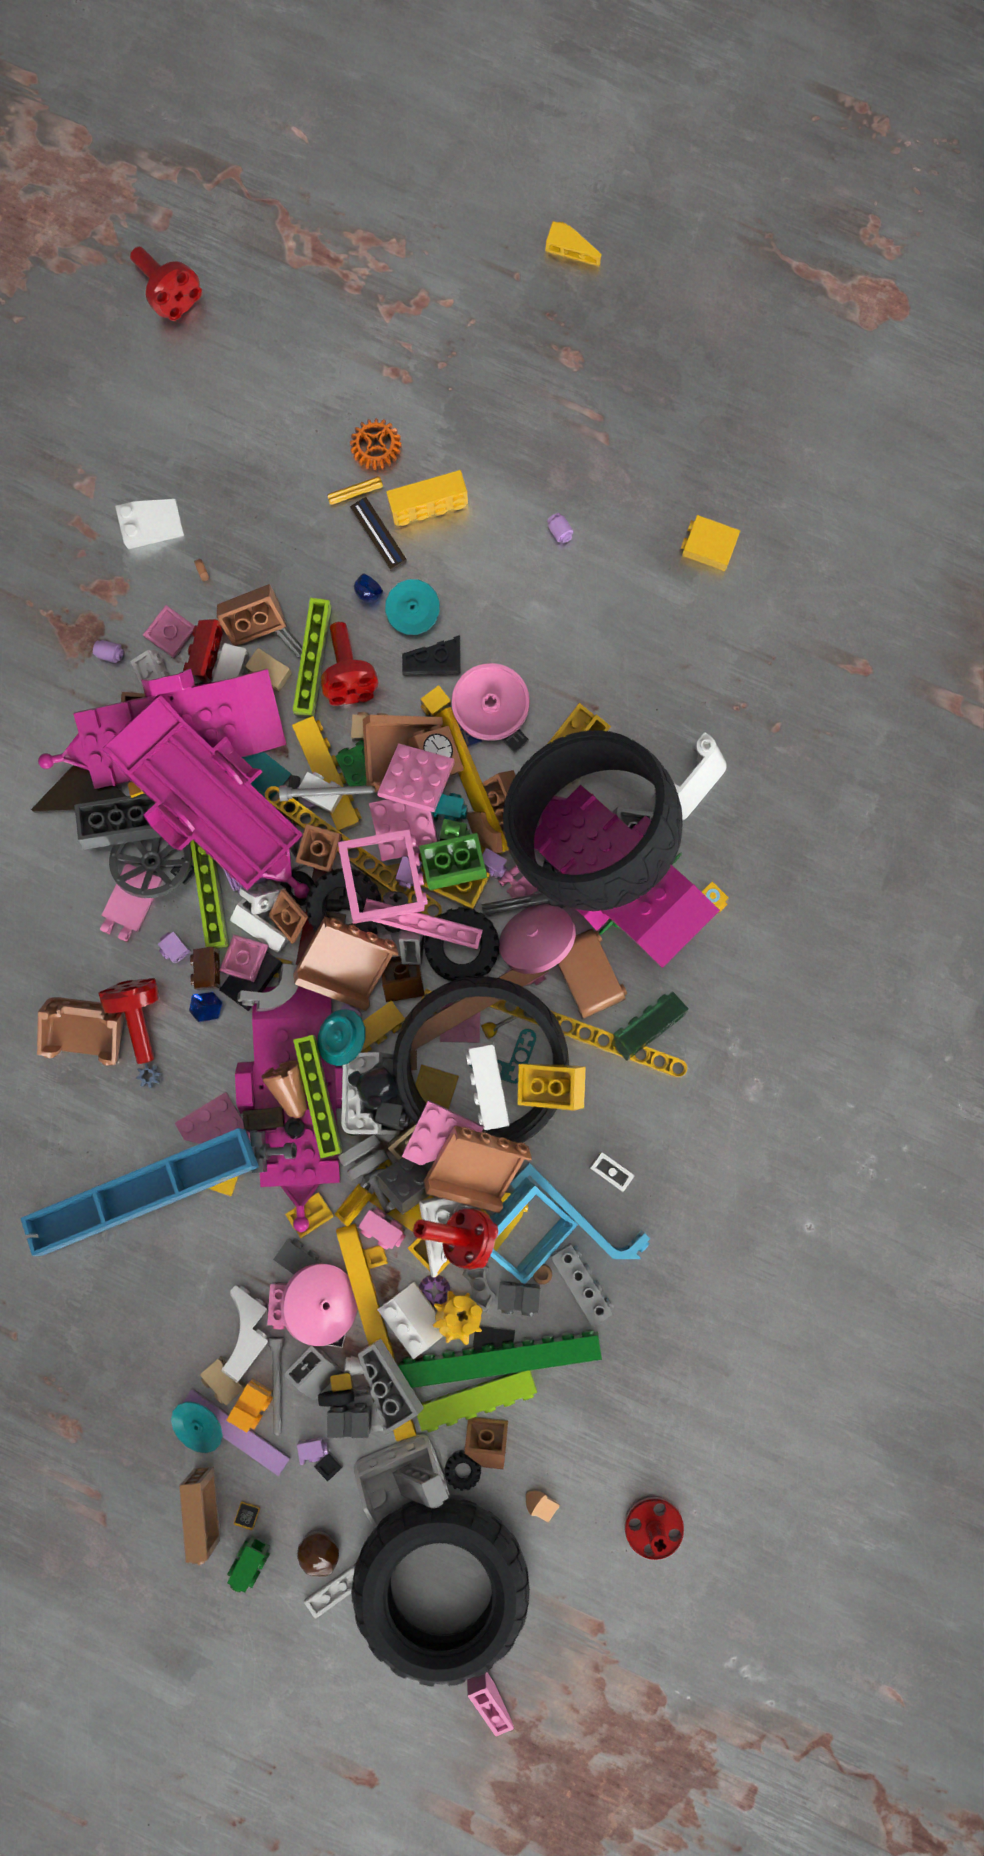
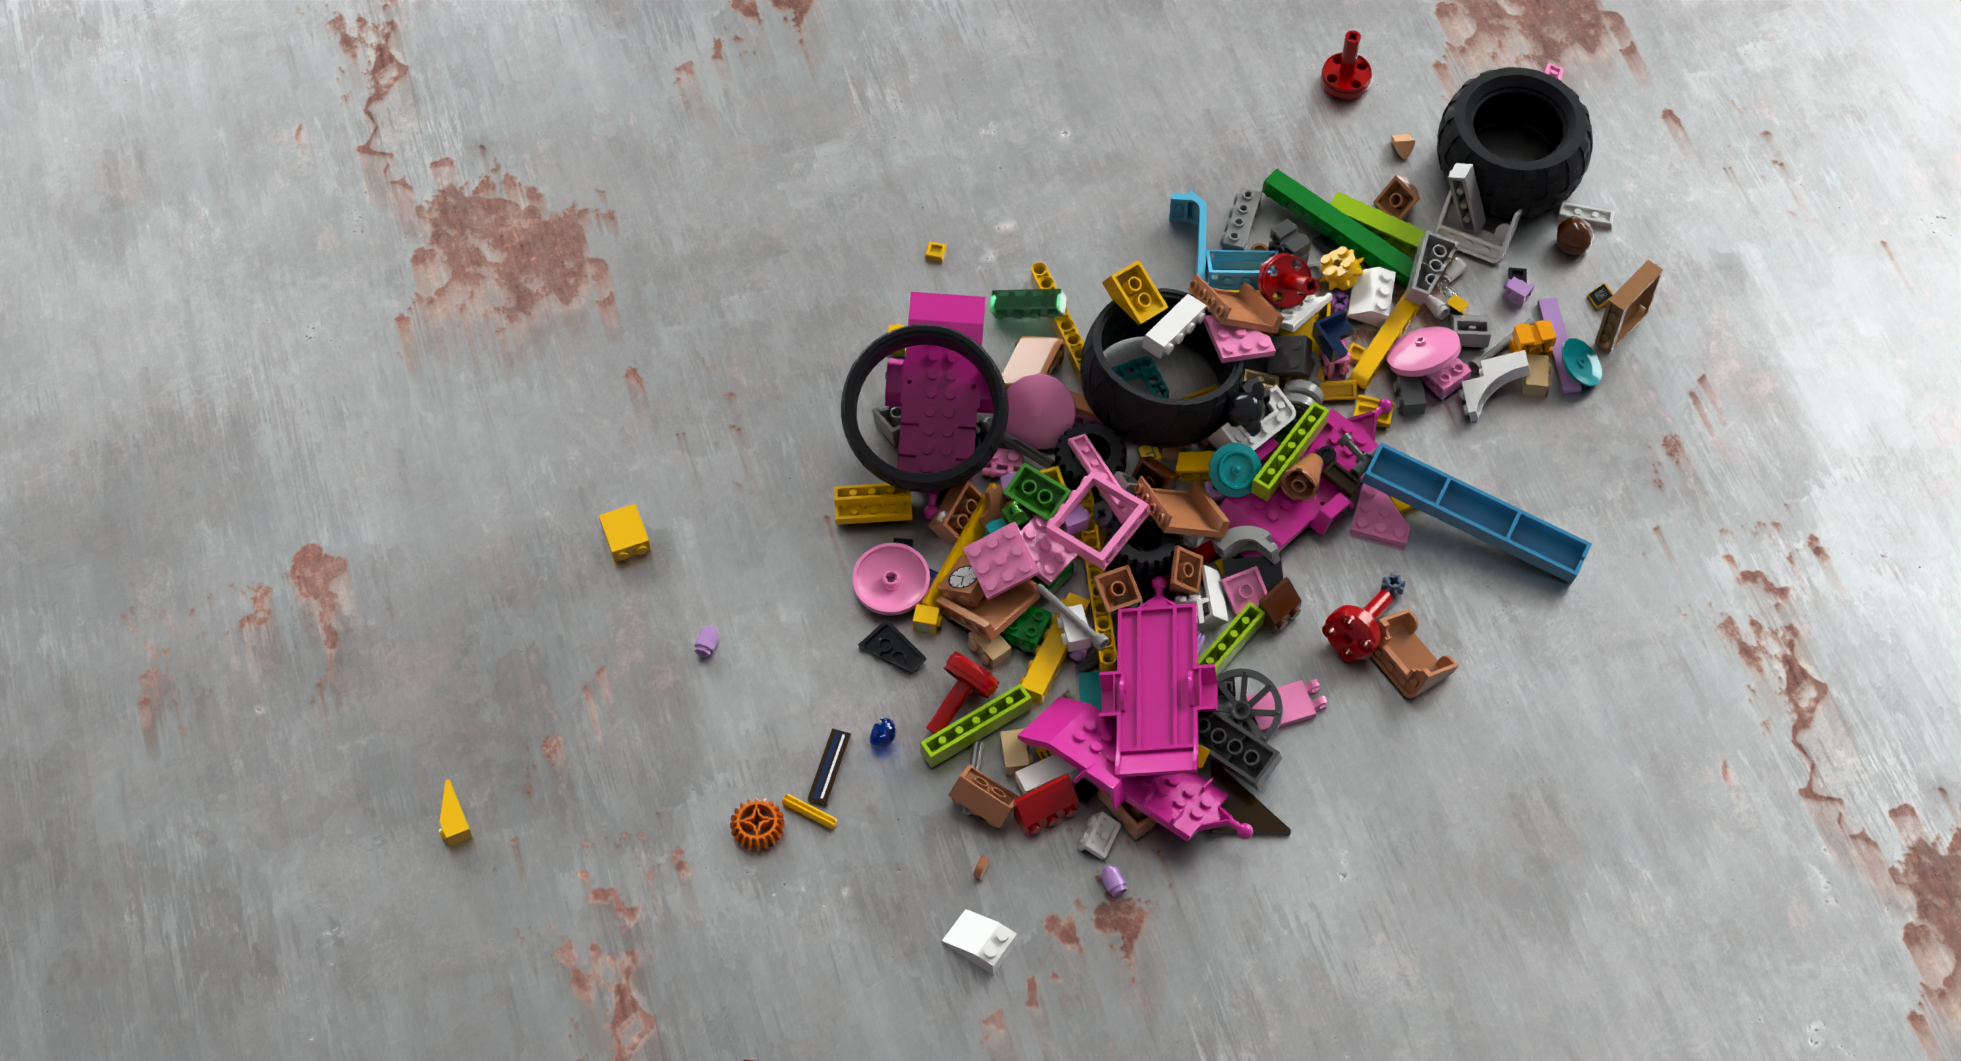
camera: 135 degrees left, 25 degrees down
(169, 631) = (1053, 852): bright pink tile -> none
(173, 947) = (1287, 644): lavender brick -> none
(205, 1006) = (1308, 589): clear blue panel -> none
(244, 1571) = (1624, 263): green brick -> none
(336, 1398) = (1475, 294): black tyre -> none
(349, 1421) = (1475, 279): dark grey brick -> none
(392, 1230) = (1330, 331): none -> dark blue panel
(412, 607) = (867, 691): teal piece -> none
(427, 498) = (770, 744): yellow brick -> none
(454, 1480) = (1431, 192): black tyre -> none
(612, 1171) = (1150, 255): white brick -> none
(709, 769) = (814, 405): white windscreen -> none
(776, 1007) = (935, 251): none -> yellow tile

